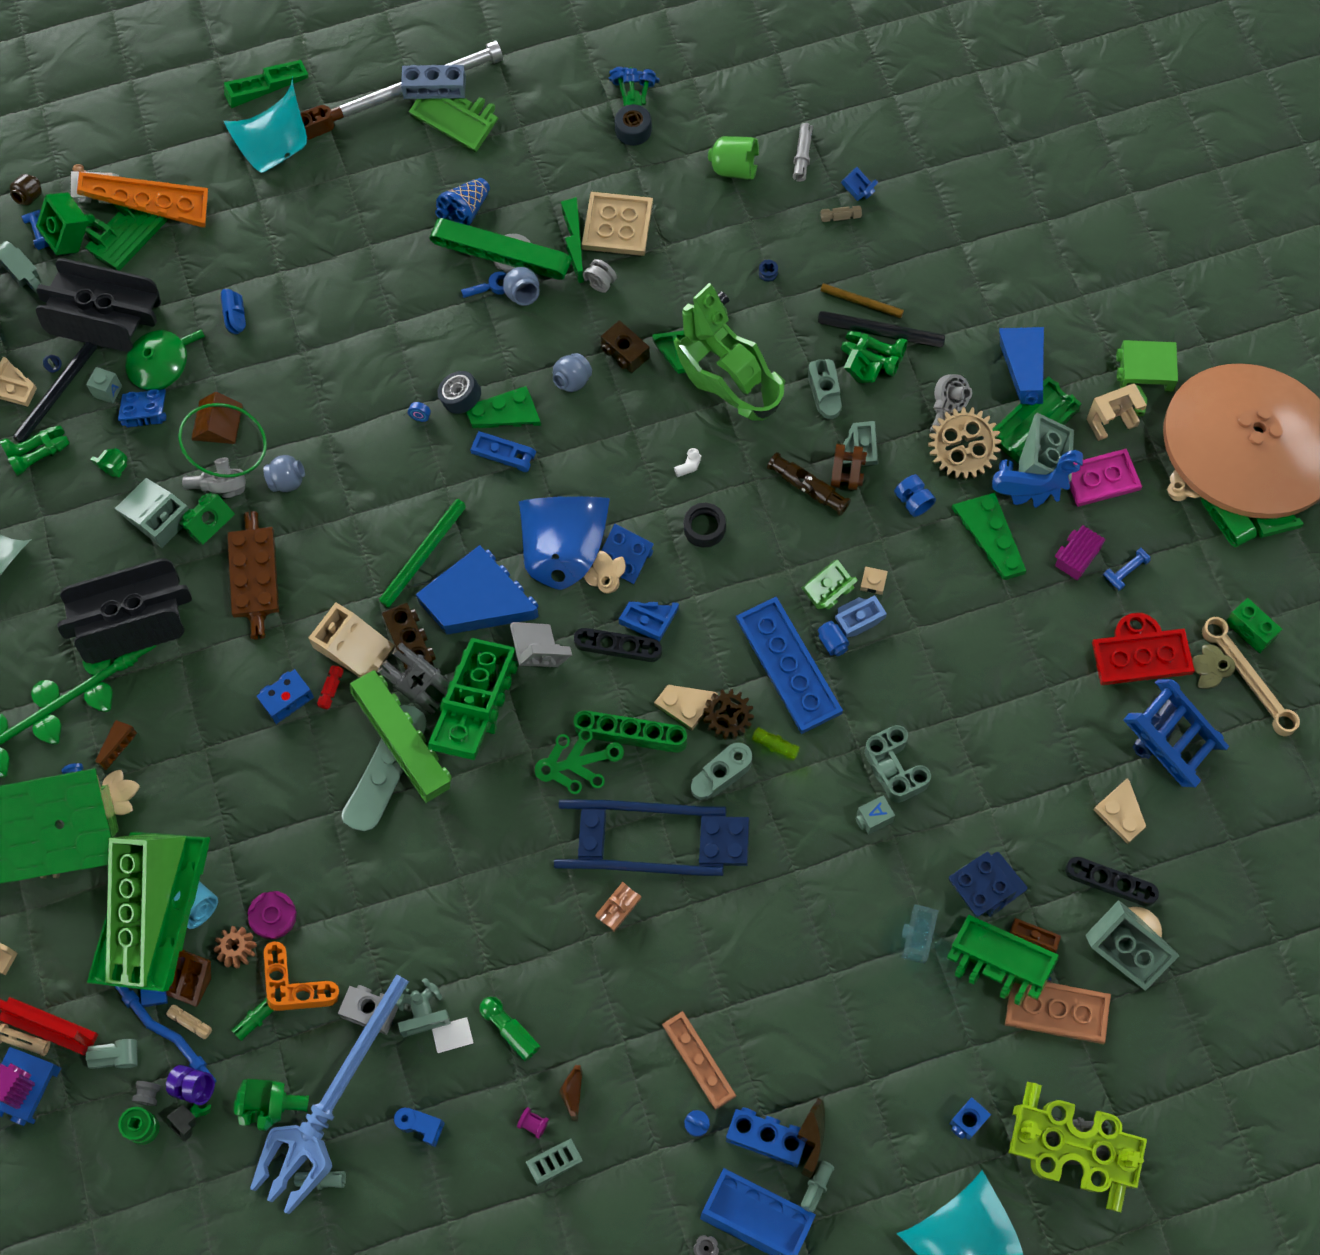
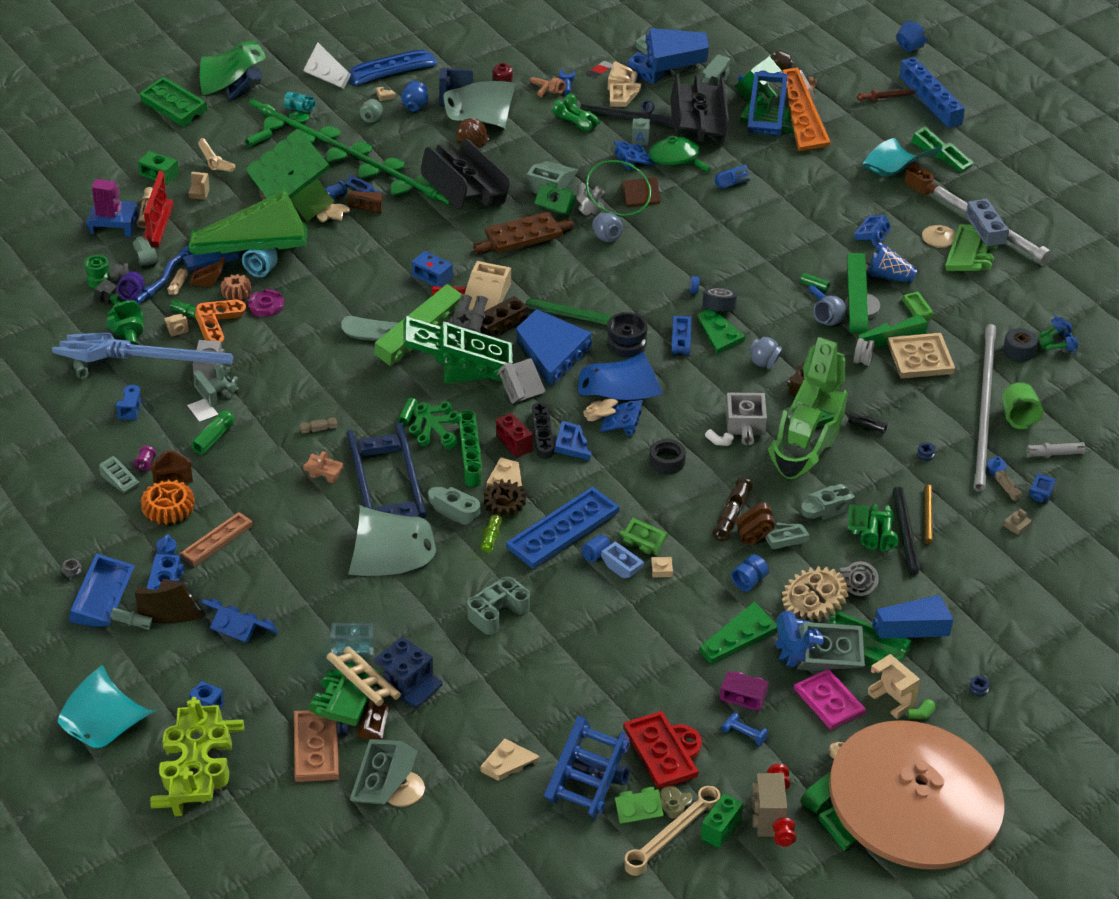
camera: 70 degrees right, 25 degrees down
(22, 582) = (472, 130): none -> reddish brown hair
(44, 37) = (911, 36): none -> blue cone
(89, 743) = (359, 185): none -> blue piece
(111, 462) = (581, 149): green piece -> none
(112, 241) = (767, 127): none -> blue window
(134, 113) = (875, 95): none -> copper sword
(157, 54) = (932, 92): none -> blue brick
(278, 1038) = (176, 324): none -> tan bracket
(385, 198) = (873, 228): none -> blue bracket
(415, 144) = (938, 236): none -> tan dish
(455, 286) = (817, 282): none -> green axle
(491, 507) = (627, 334): none -> black wheel
(530, 199) = (917, 305): none -> bright green tile
(531, 897) = (318, 425): none -> dark tan axle
(539, 787) = (407, 411): none -> green axle
(613, 1111) = (167, 502): none -> orange gear
(625, 677) = (514, 435): none -> dark red brick
(671, 424) = (746, 415): none -> light grey brick
(767, 855) = (387, 545): none -> sand green piece
(809, 214) = (995, 464): none -> blue tile
(820, 233) = (980, 476): none -> light grey piece
(852, 1062) = (234, 624): none -> blue bracket
(875, 815) = (448, 599): sand green brick -> none
(897, 224) = (1017, 522): none -> dark tan tile
(977, 947) = (363, 685): none -> tan bar
(1113, 877) = (441, 762): black beam -> none
(1120, 333) = (979, 686): none -> dark blue bush
(1148, 363) = (961, 708): bright green panel -> none
(1217, 697) = (639, 806): none -> bright green bracket
(1251, 572) = (771, 805): none -> dark tan brick

